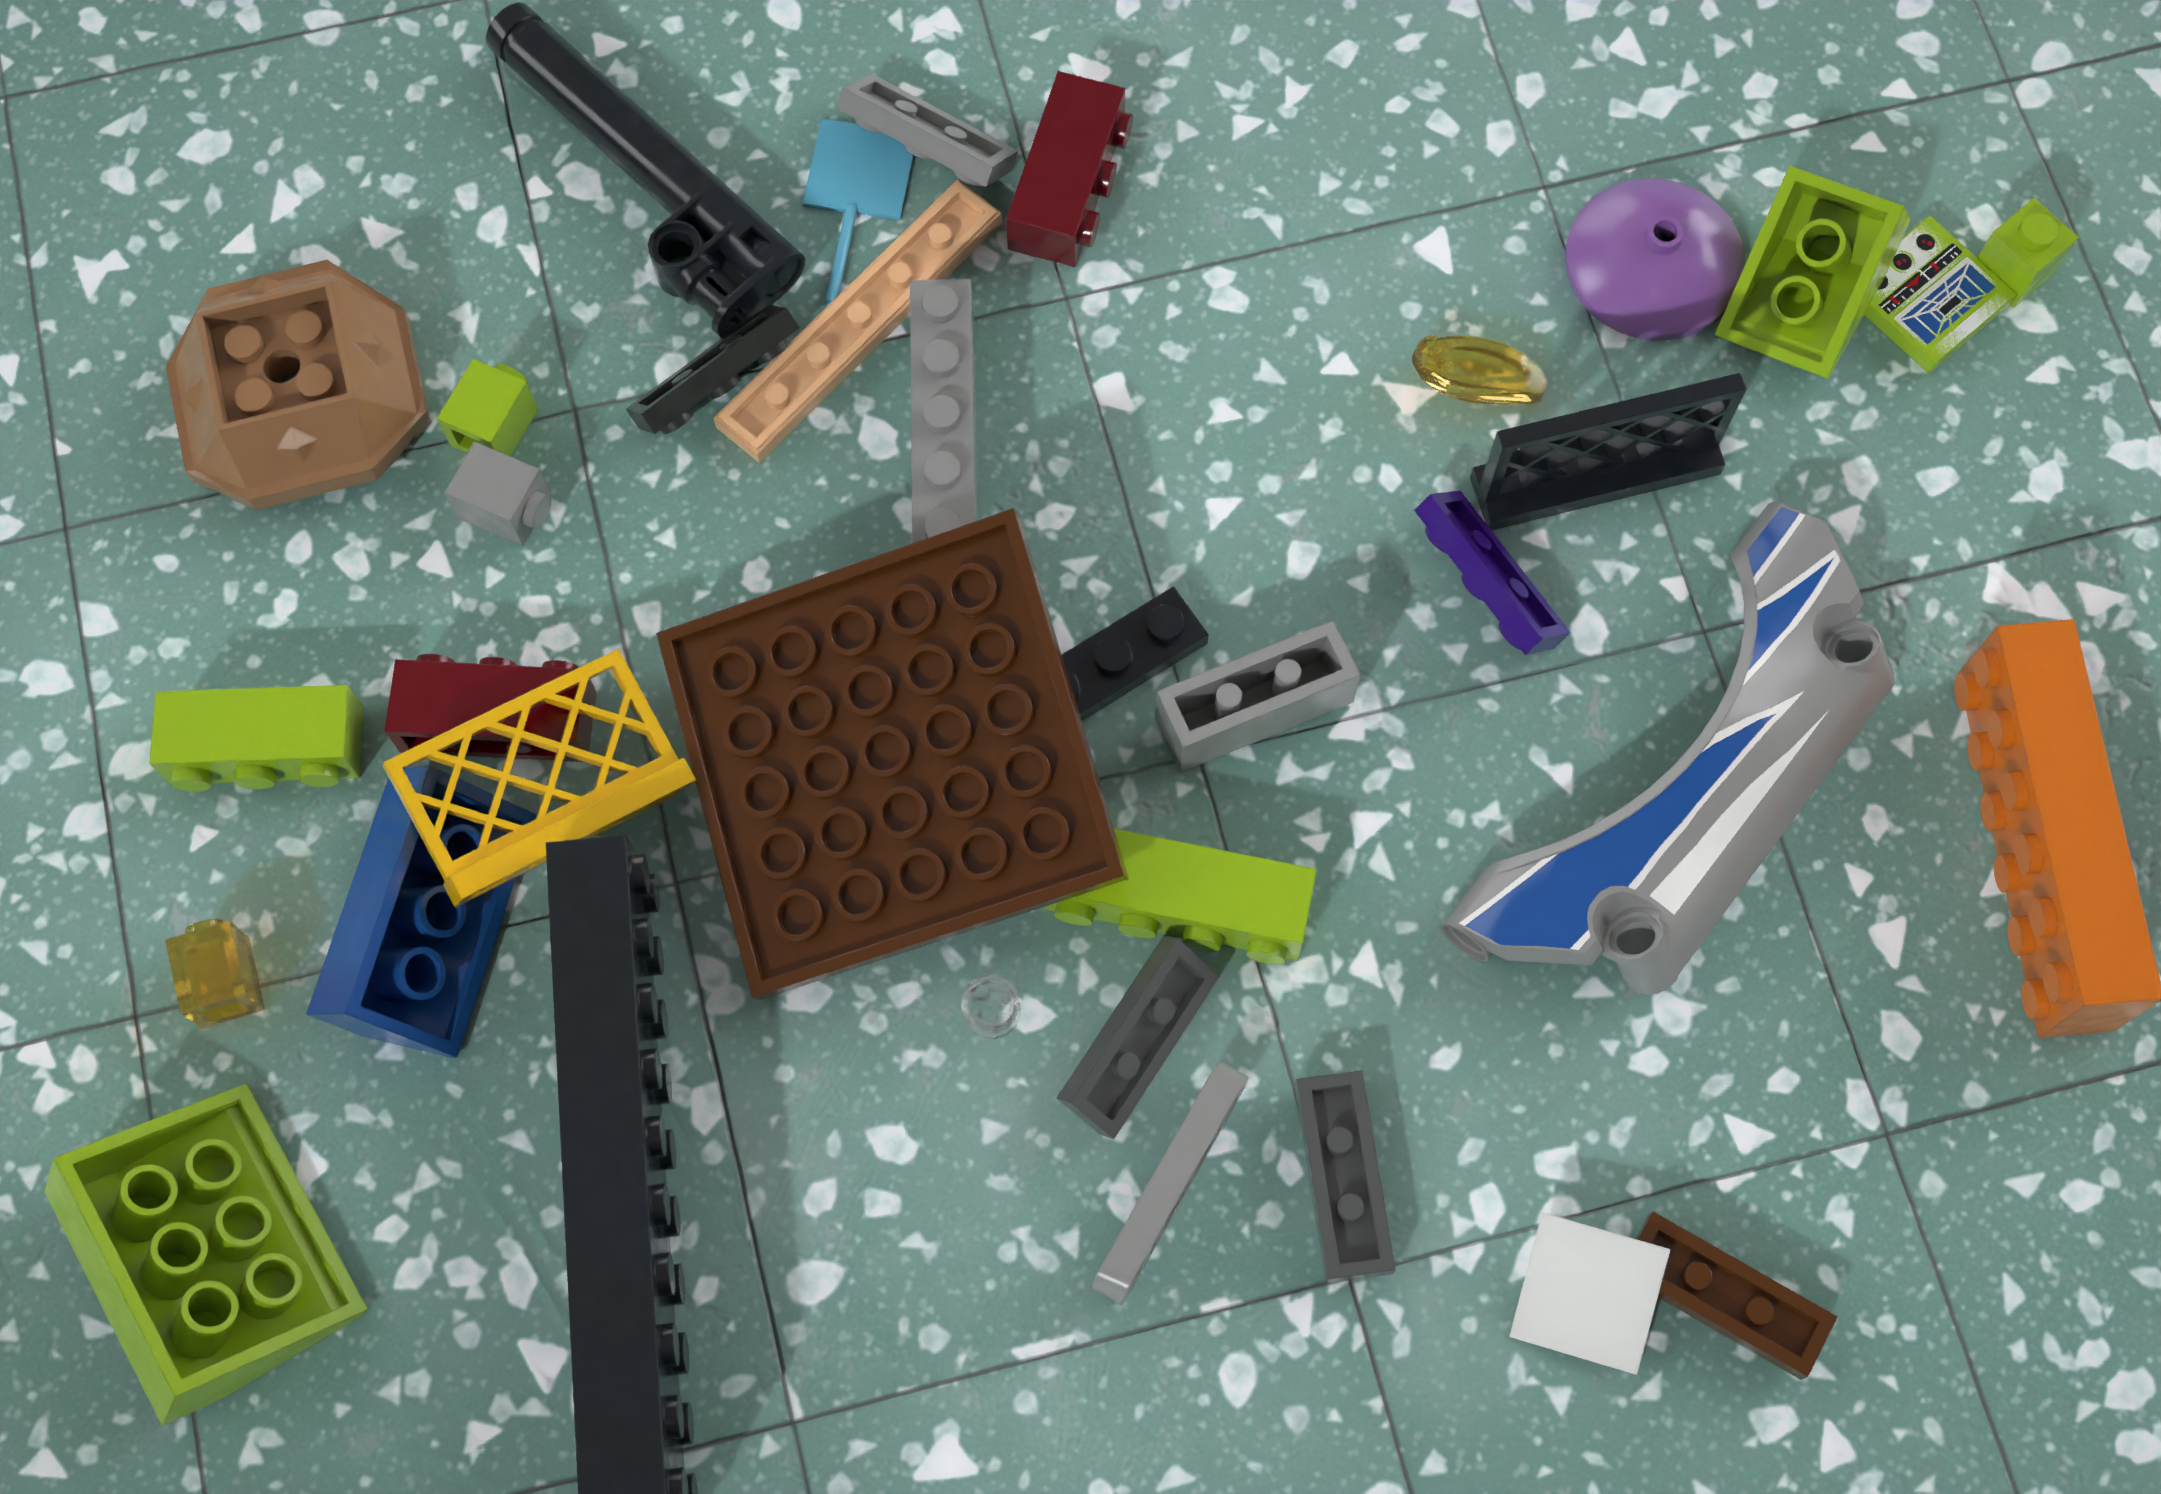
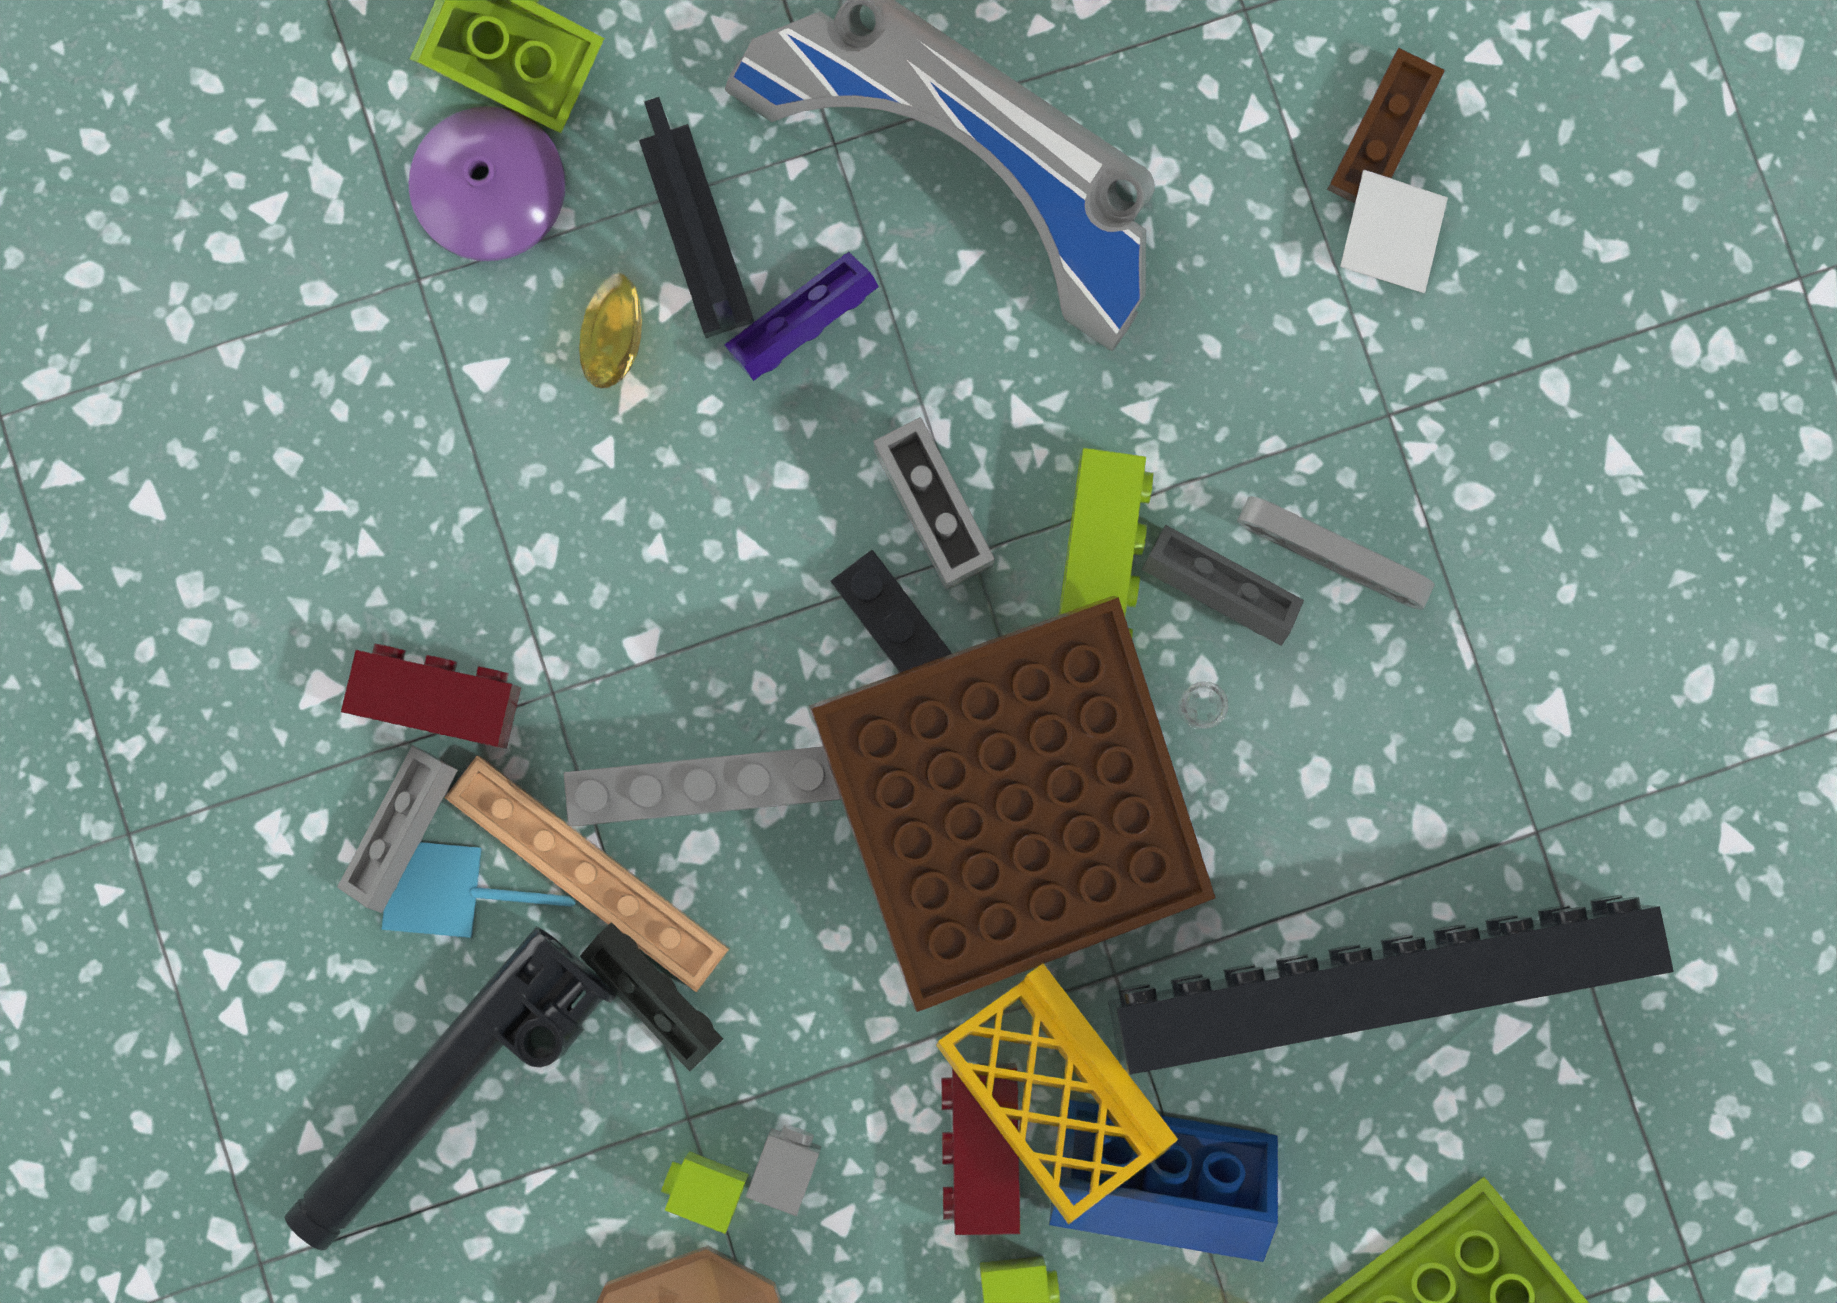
camera: 95 degrees left, 15 degrees up
(1344, 1177) = (1319, 419): dark grey plate -> none

